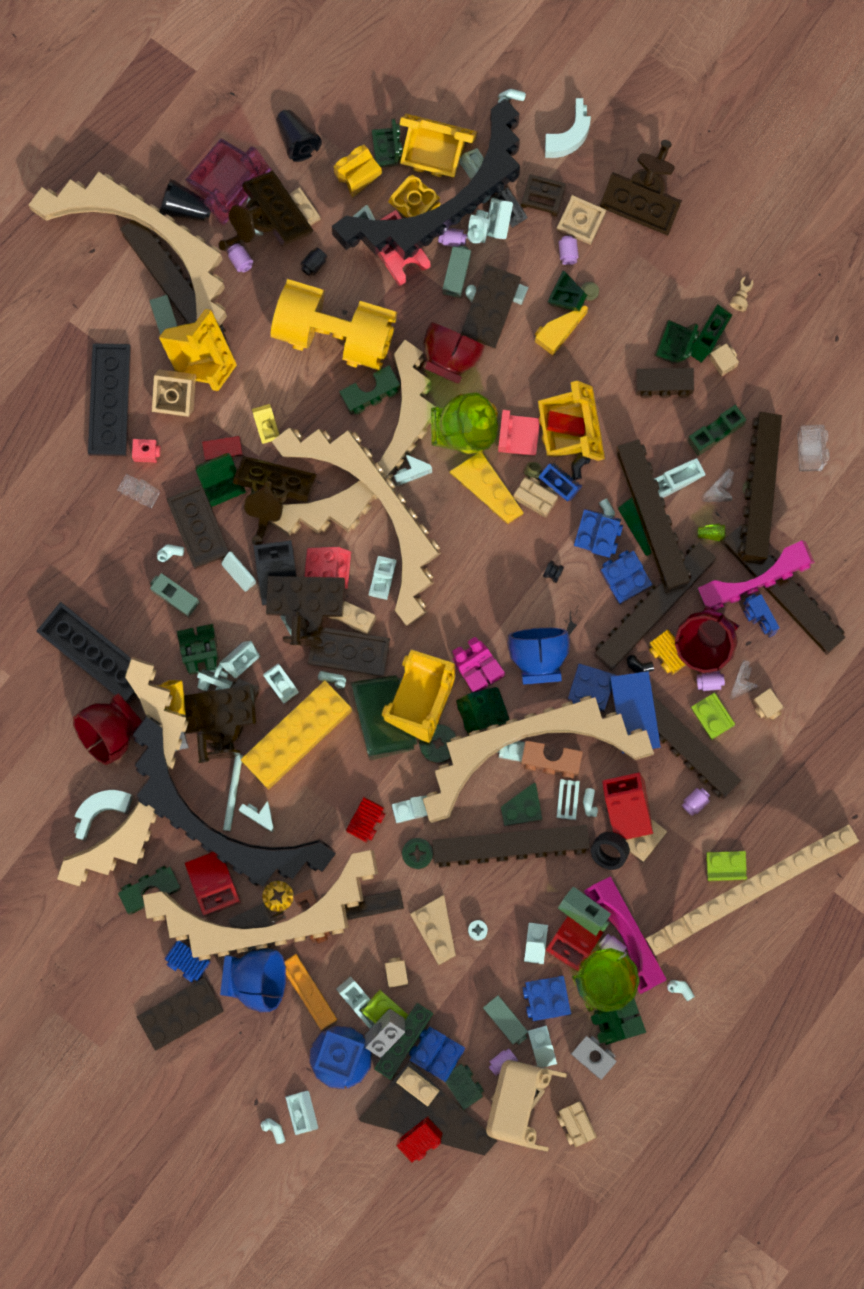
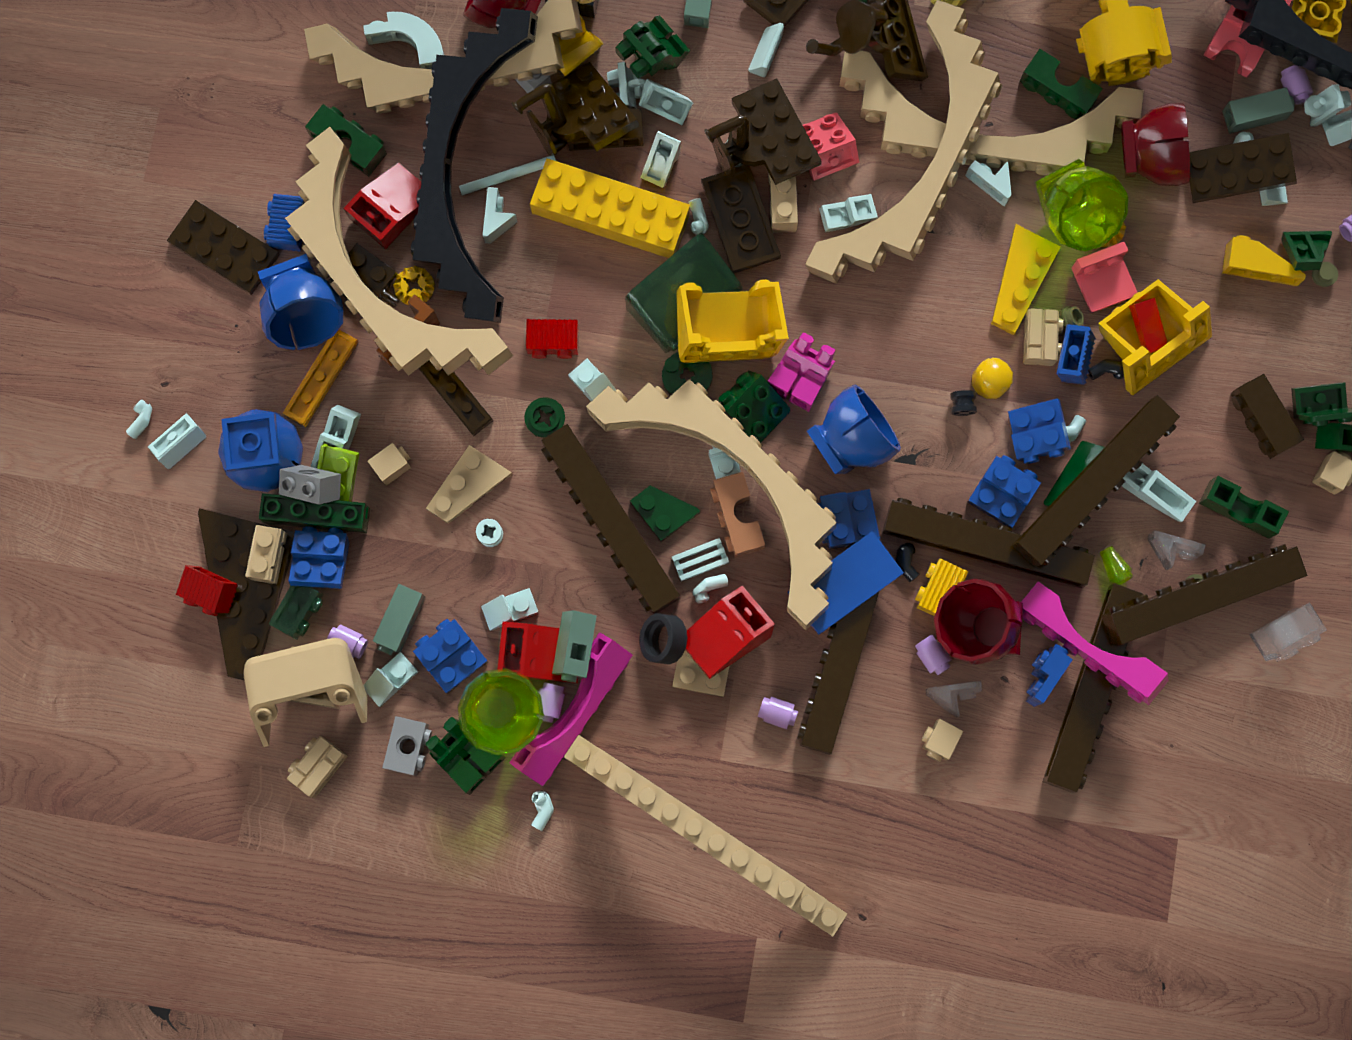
camera: 60 degrees right, 0 degrees up
(273, 560) = (801, 79): black slope -> none
(545, 543) = (992, 378): none -> yellow hair
(712, 716) = (892, 681): lime plate -> none
(726, 866) = (719, 789): lime plate -> none

